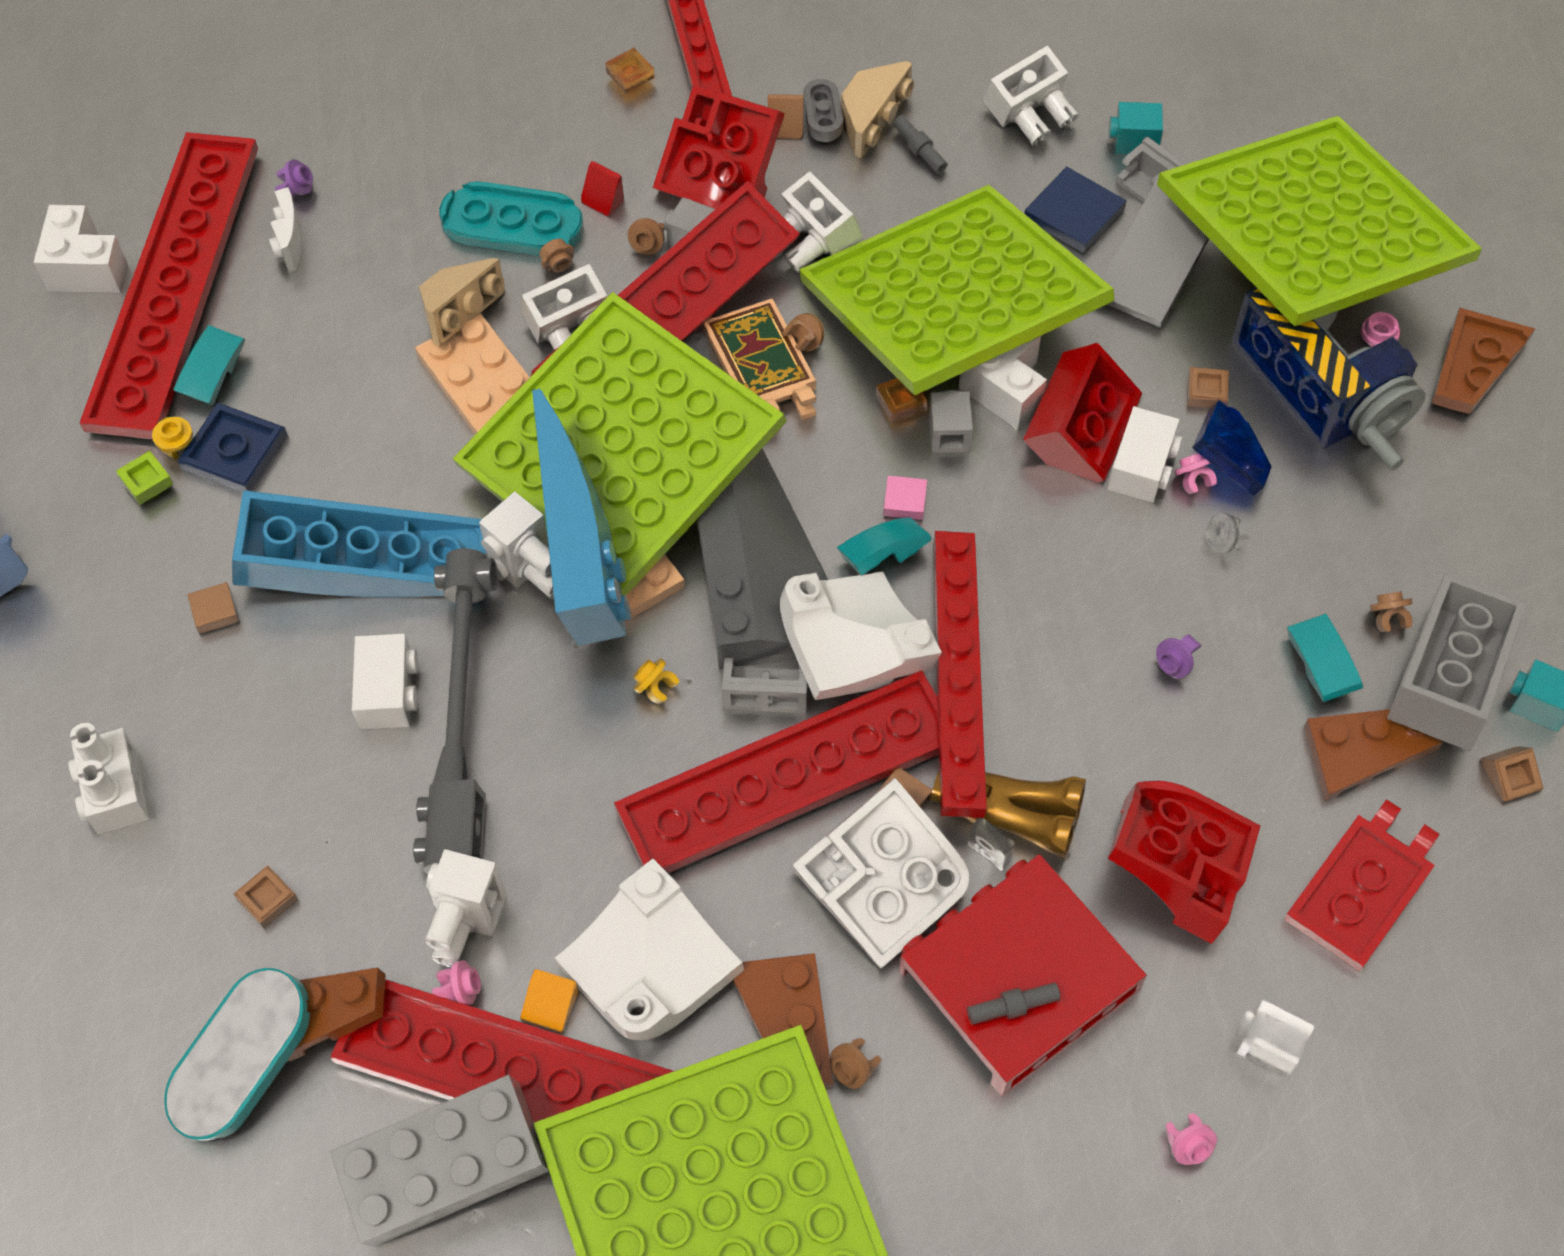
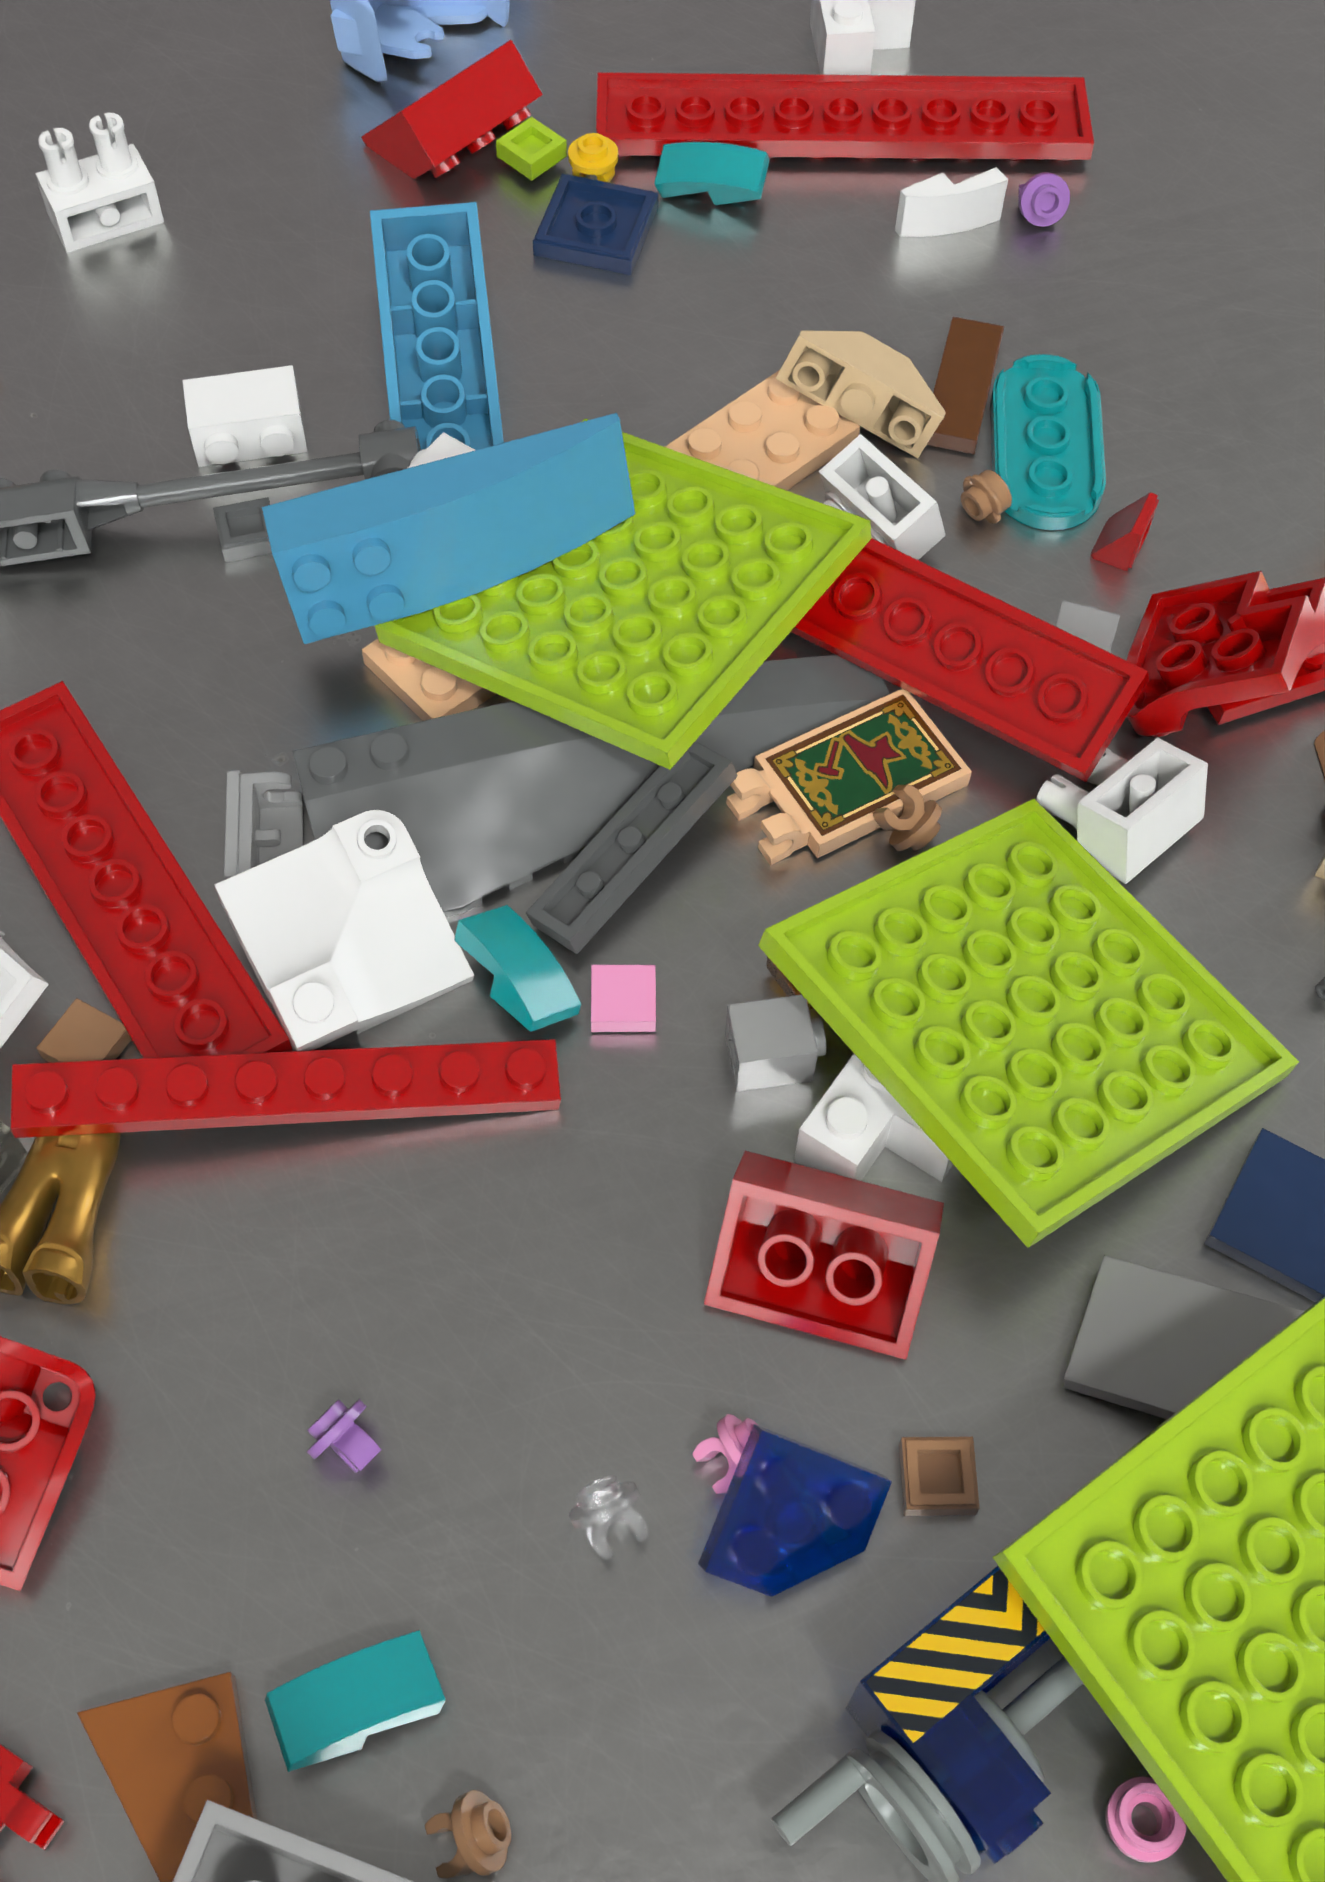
camera: 80 degrees right, 0 degrees up
(89, 525) = (457, 115): none -> red slope
(213, 608) = (349, 247): medium nougat tile -> none
(443, 249) = (965, 382): none -> reddish brown tile
(485, 692) = (243, 529): none -> dark grey tile
(646, 236) = (1048, 591): medium nougat plate -> none
(649, 676) = (265, 699): yellow plate -> none
(815, 483) = (630, 847): none -> dark grey plate
(1143, 455) = (754, 1359): white brick -> none

